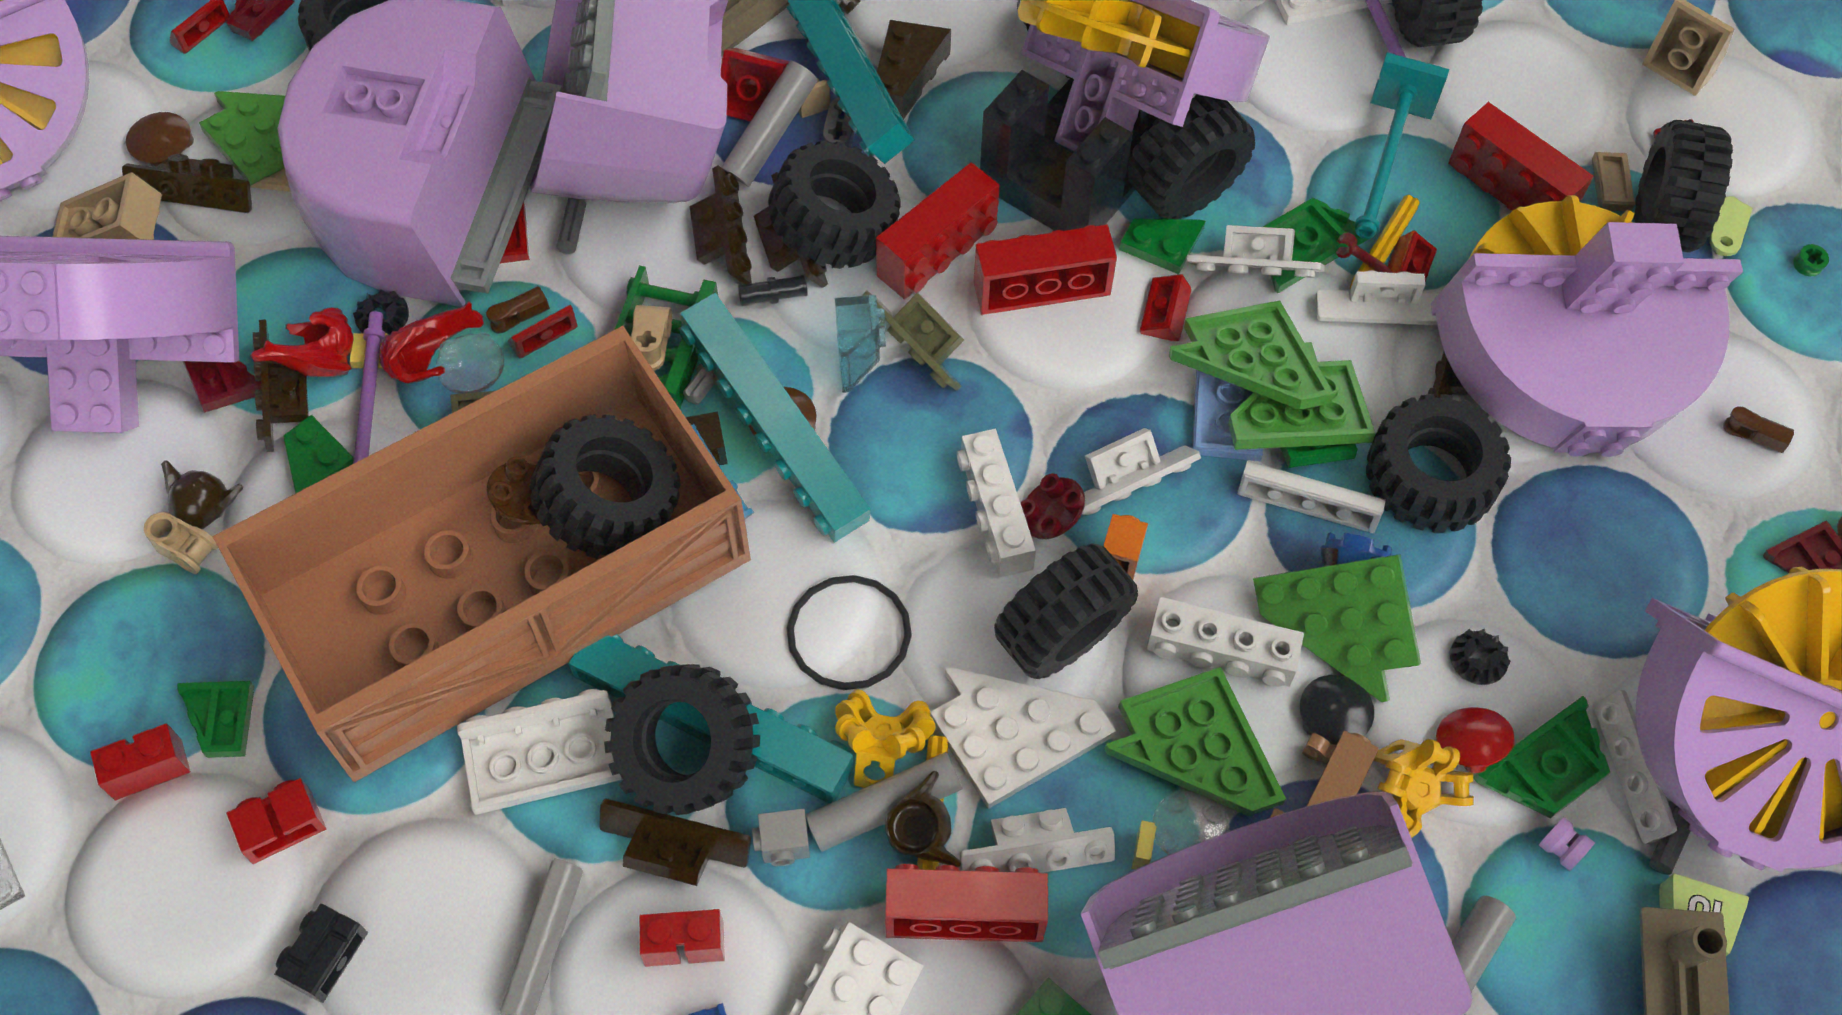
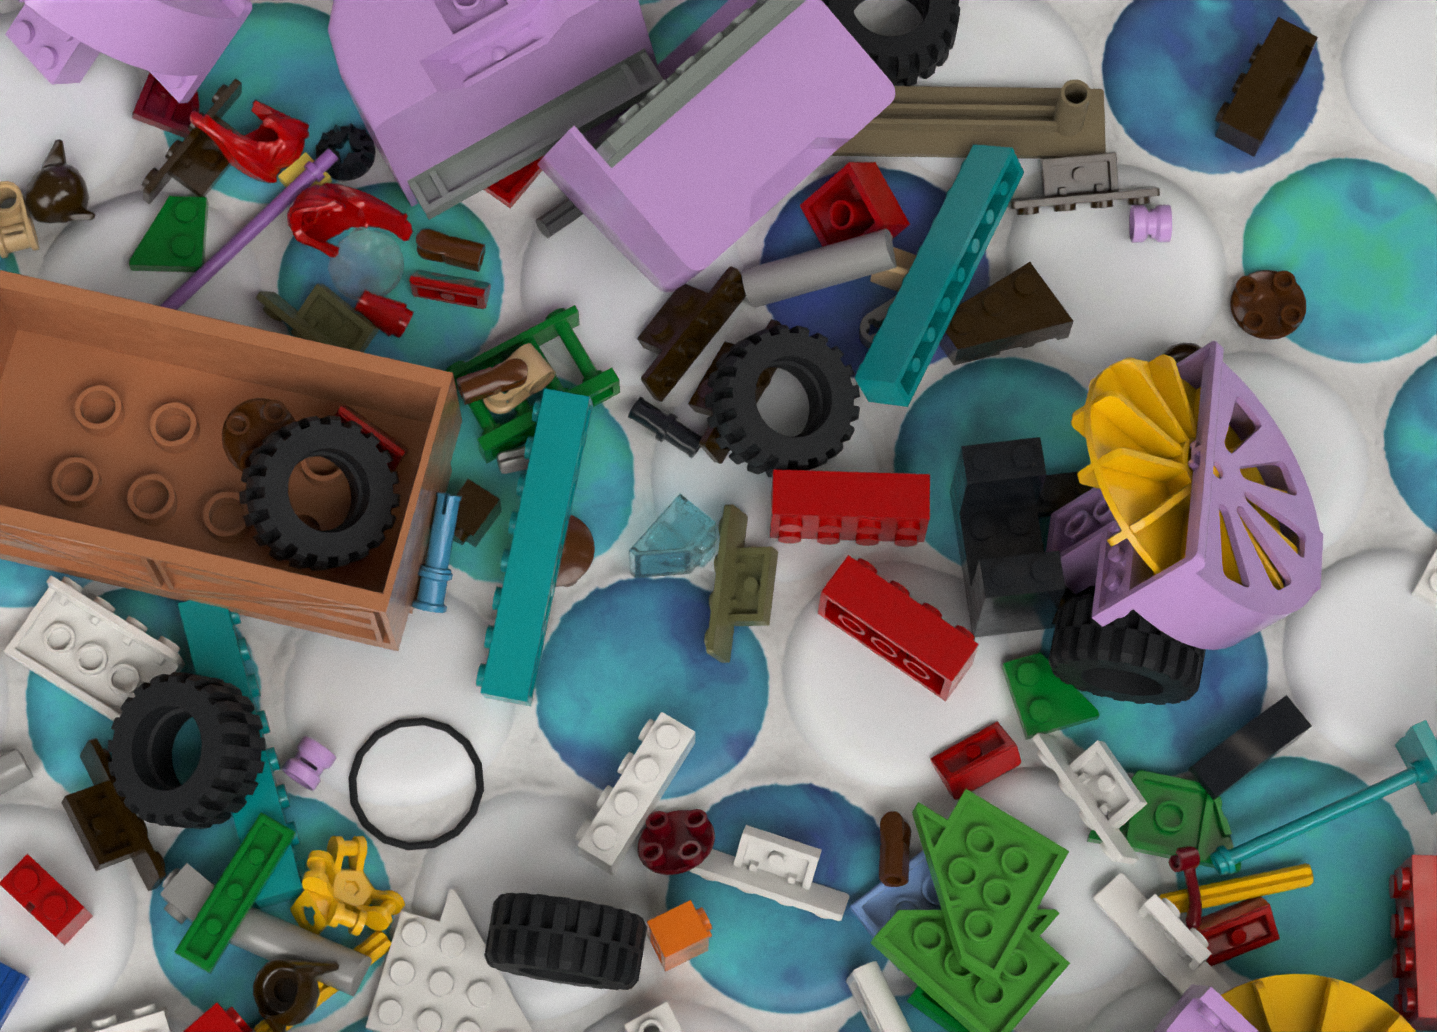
camera: 45 degrees right, 10 degrees up
(507, 374) = (385, 313): none -> red cone
(646, 328) = (493, 380): none -> reddish brown bar
(767, 681) = (313, 756): none -> lavender wheel
(814, 799) = (235, 893): none -> green tile
(1183, 391) = (894, 850): none -> reddish brown bar
(1306, 161) = (1250, 747): none -> black slope

